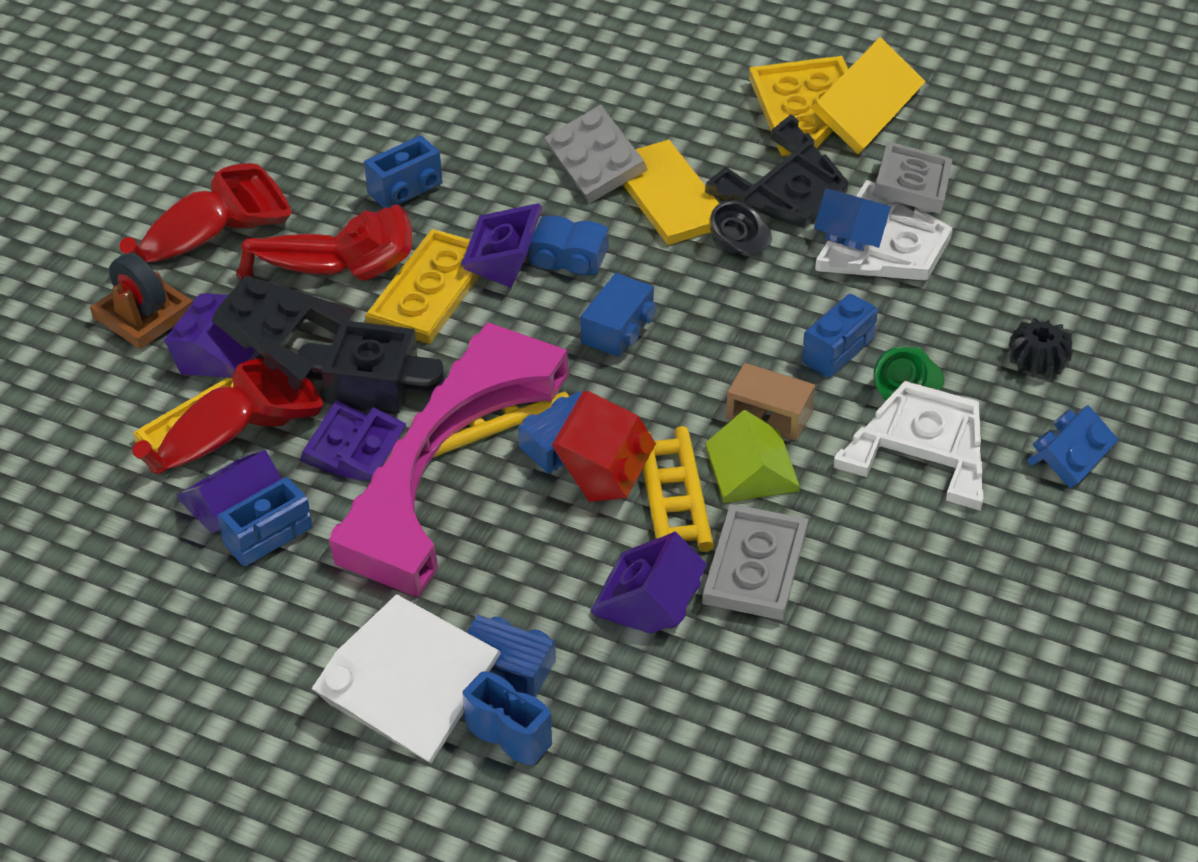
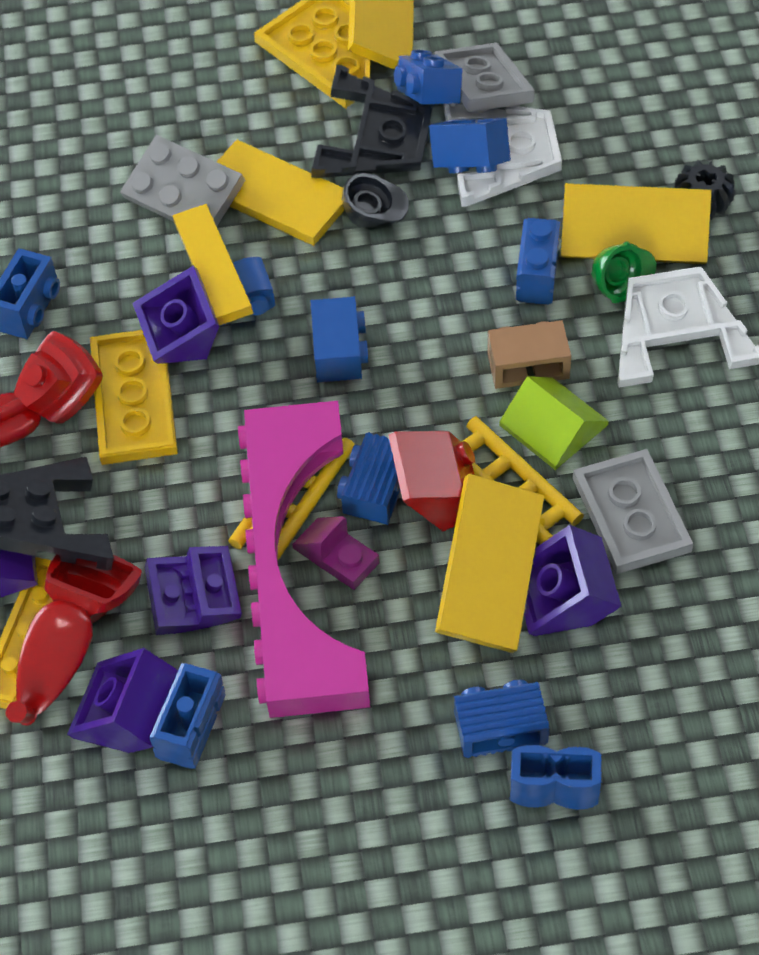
camera: 30 degrees left, 10 degrees up
(372, 366) = (151, 492): black brick -> none
(405, 676) = (441, 788): white slope -> none
(489, 472) = (336, 552): none -> magenta slope
(560, 213) = (213, 263): none -> yellow tile
(592, 533) = (490, 564): none -> yellow tile
(859, 155) = (428, 78): none -> blue brick
(968, 349) = (660, 220): none -> yellow tile

